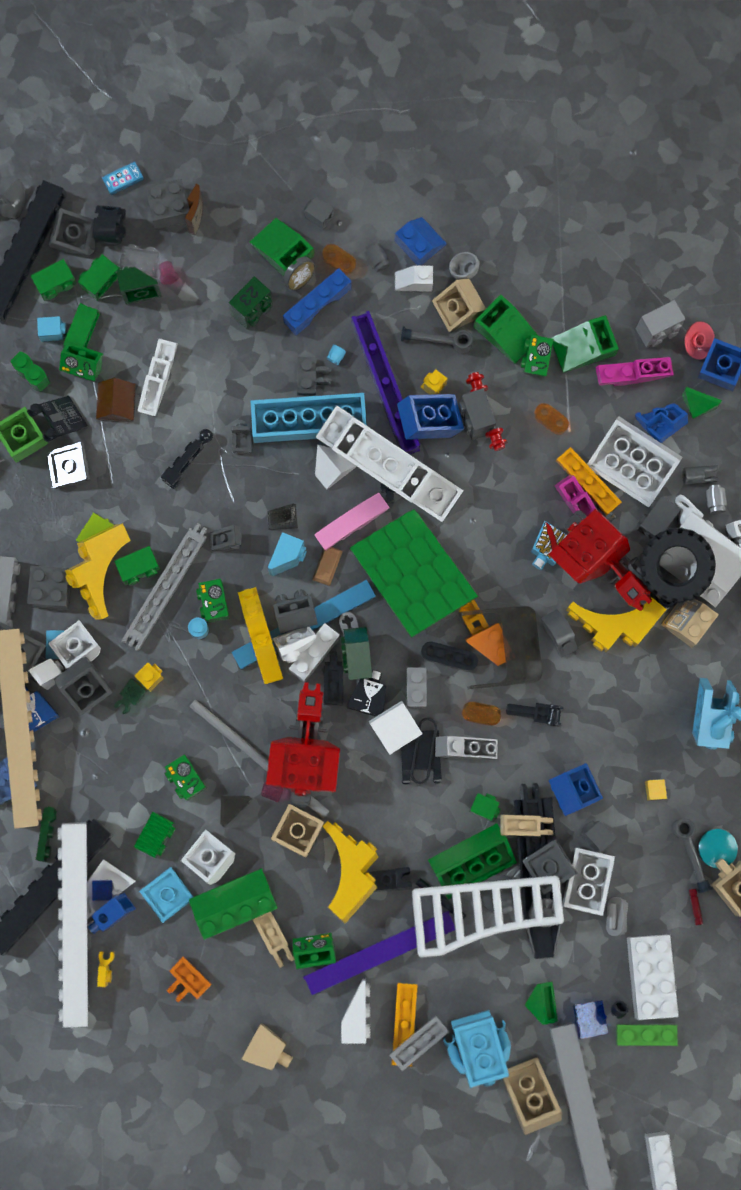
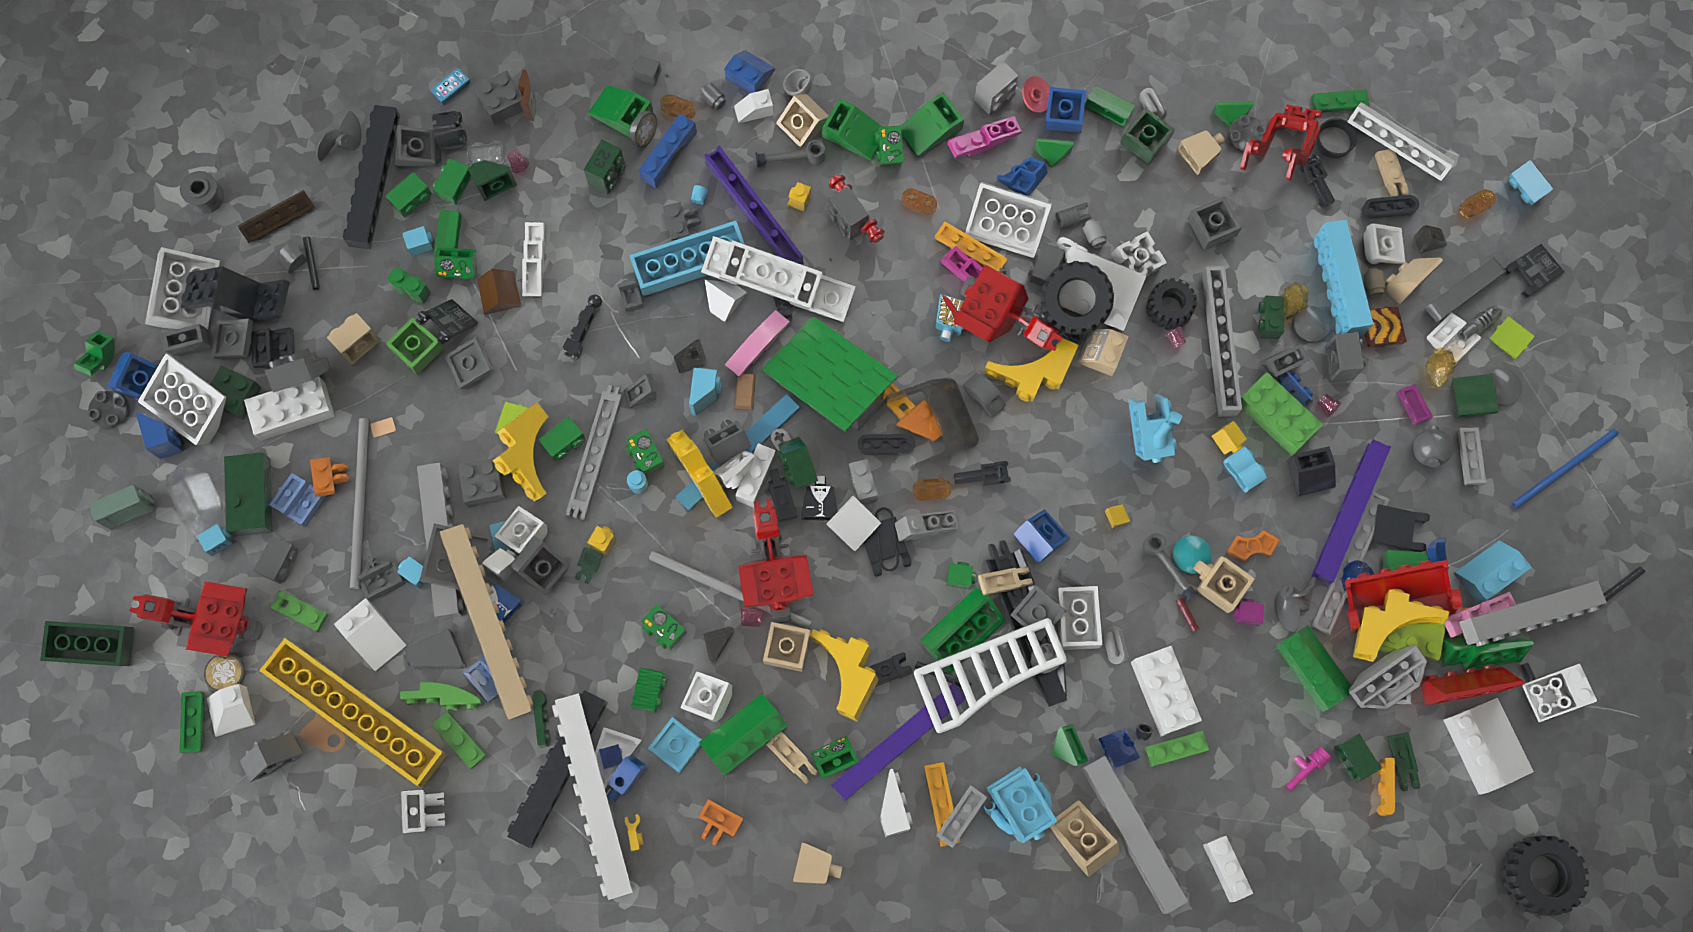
camera: 15 degrees left, 5 degrees down
(430, 416) = (805, 226): blue brick -> none

